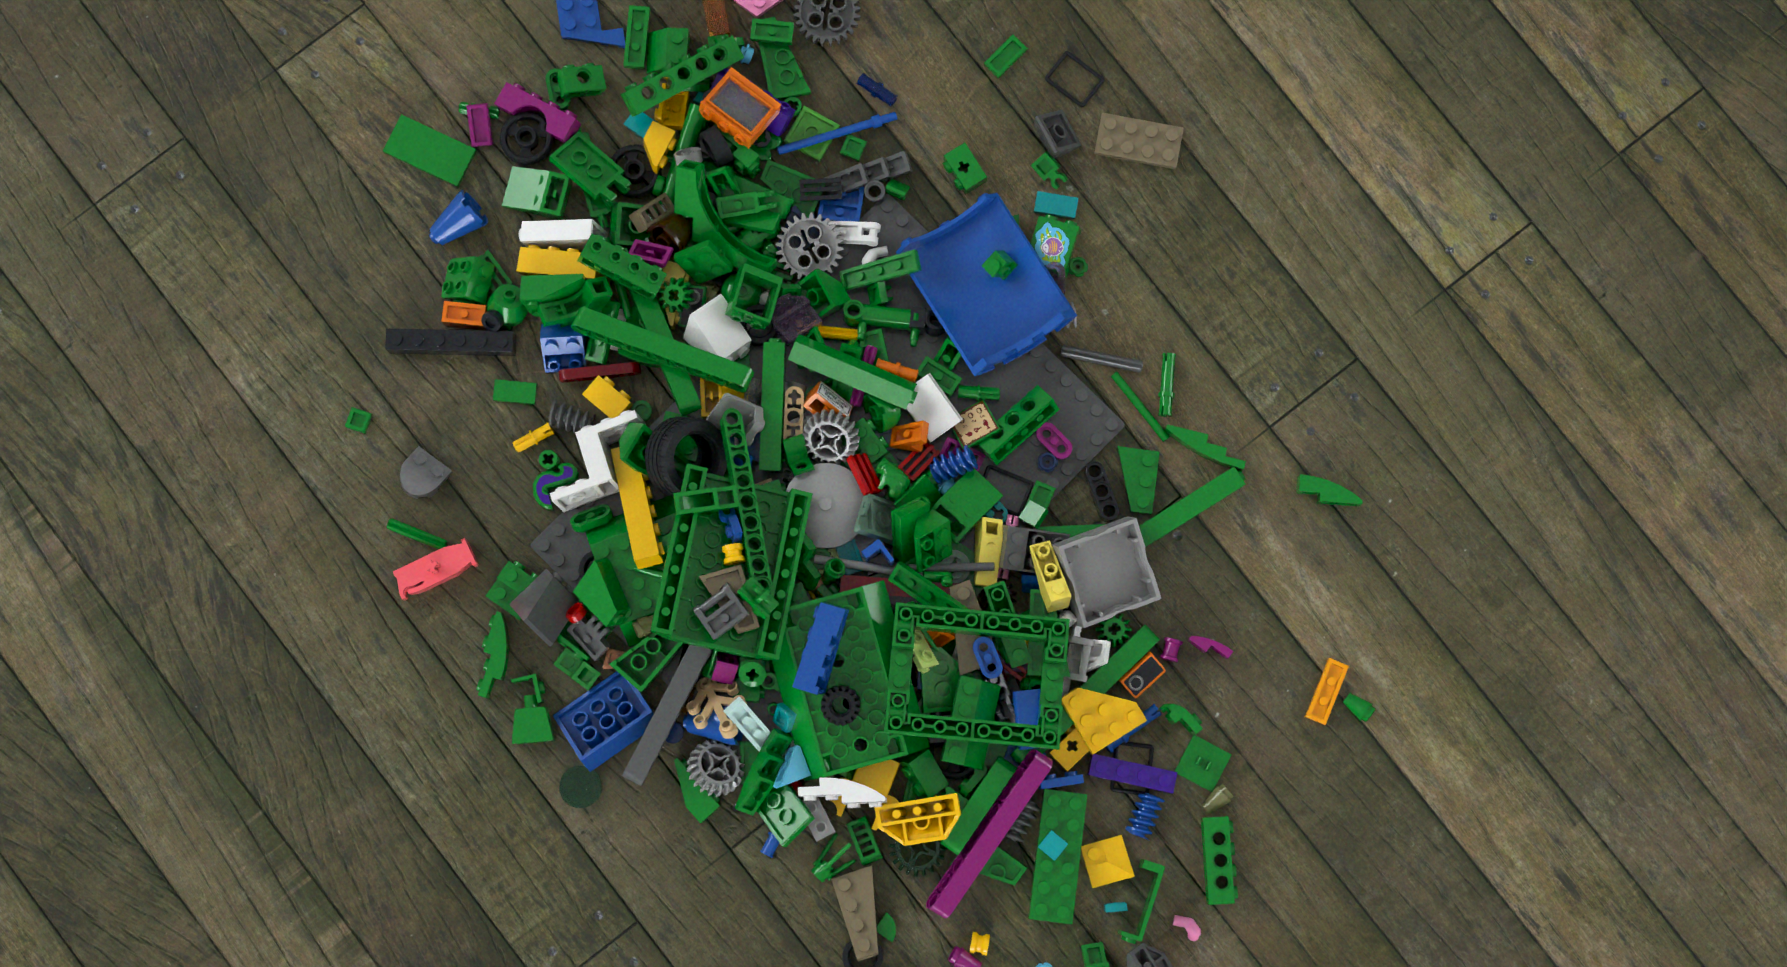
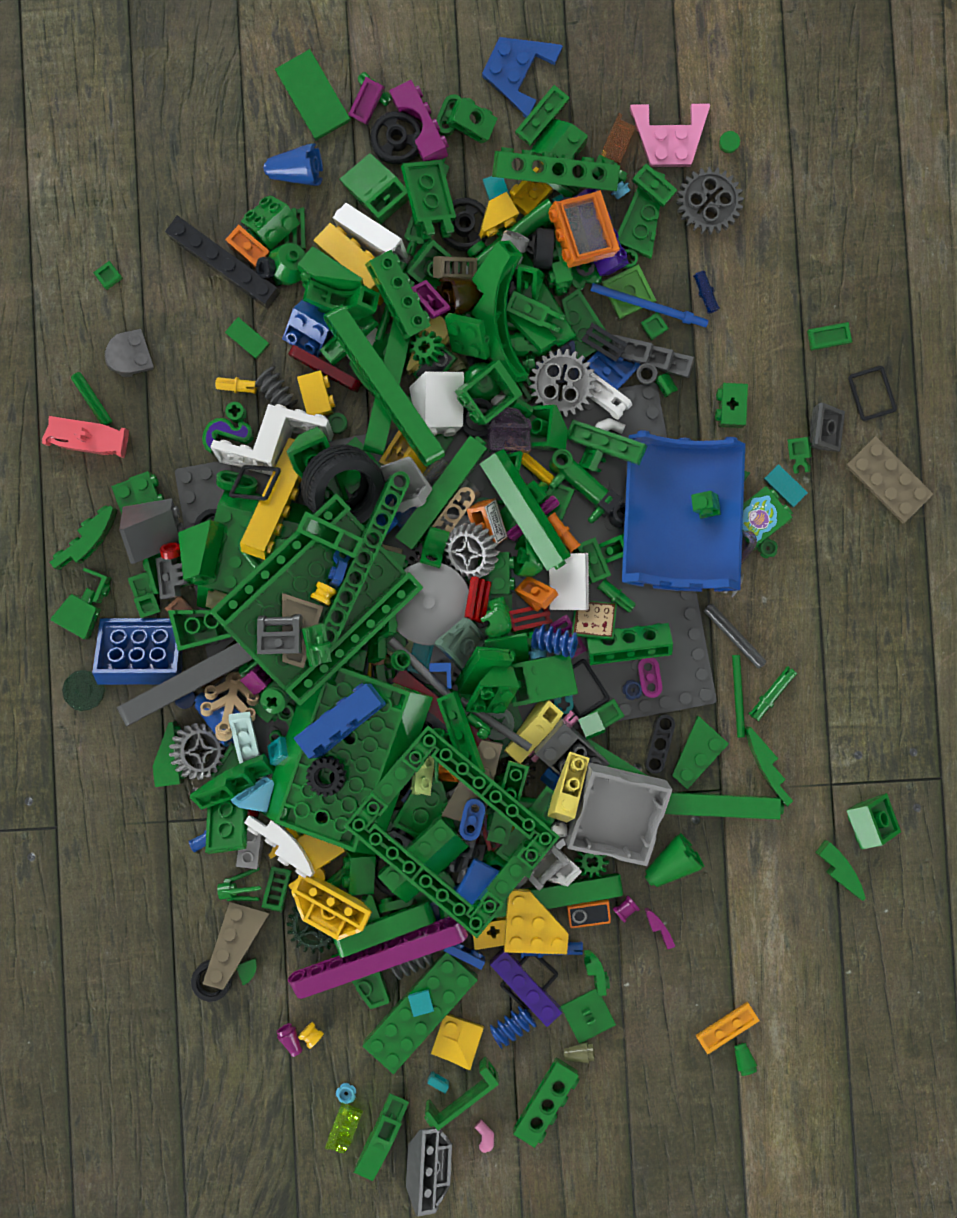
camera: 30 degrees right, 5 degrees up
(620, 481) = (277, 469): none -> black piece
(1183, 582) = (674, 862): none -> green cone
(1325, 432) = (873, 821): none -> green slope

